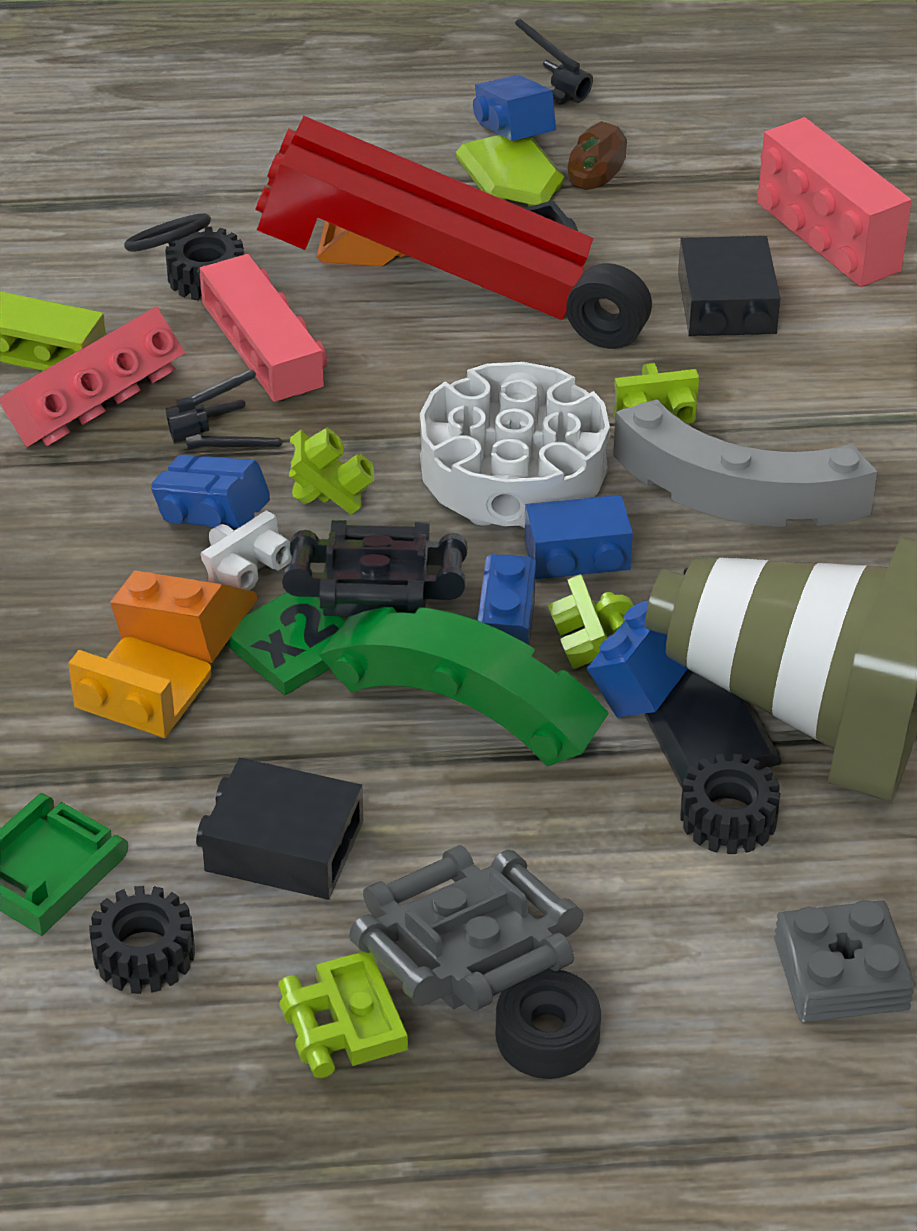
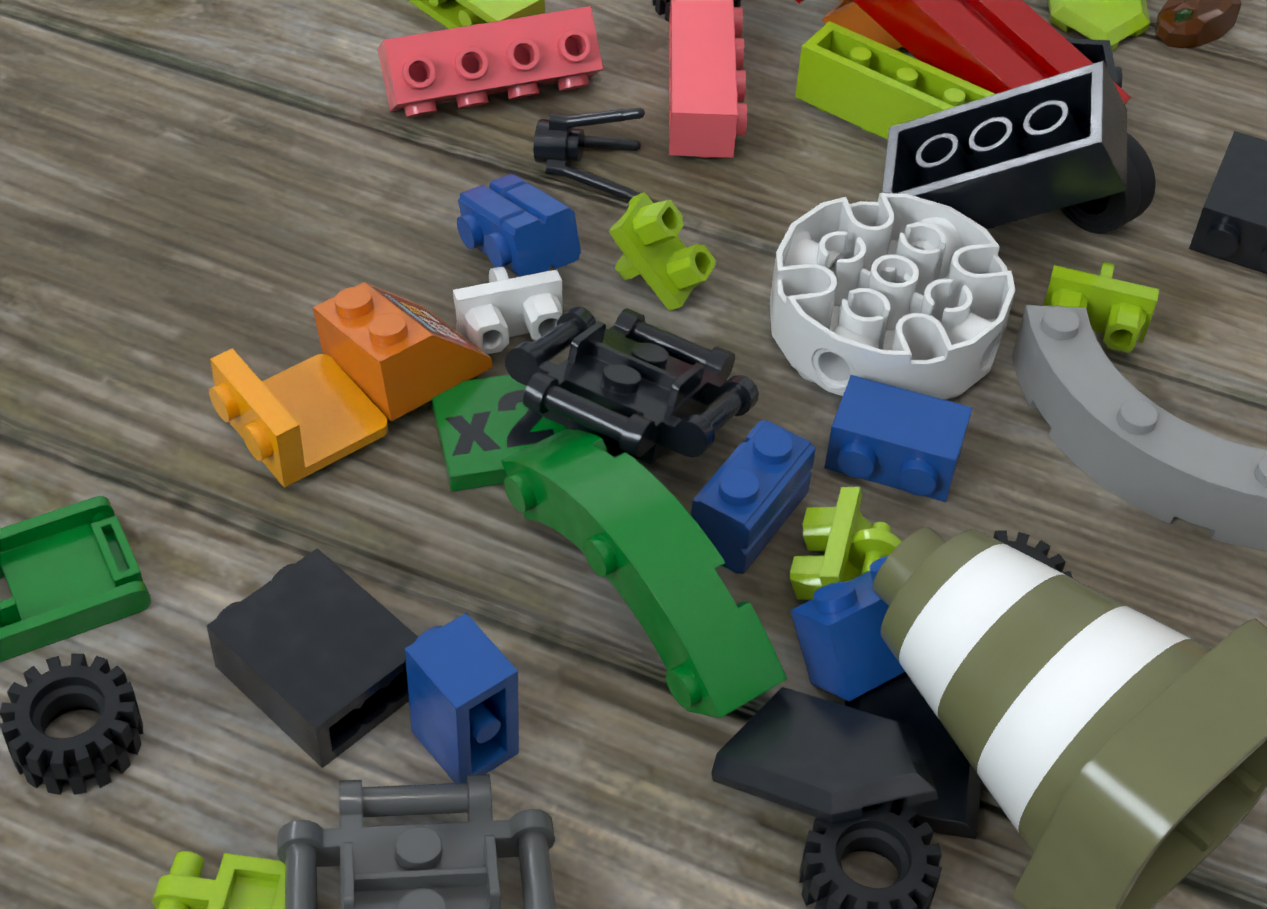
camera: 25 degrees right, 5 degrees up
(411, 806) = (463, 698): none -> blue brick
(428, 297) = (873, 82): none -> lime brick
(546, 304) = (1016, 149): none -> black brick
(663, 749) = (824, 758): none -> black tile

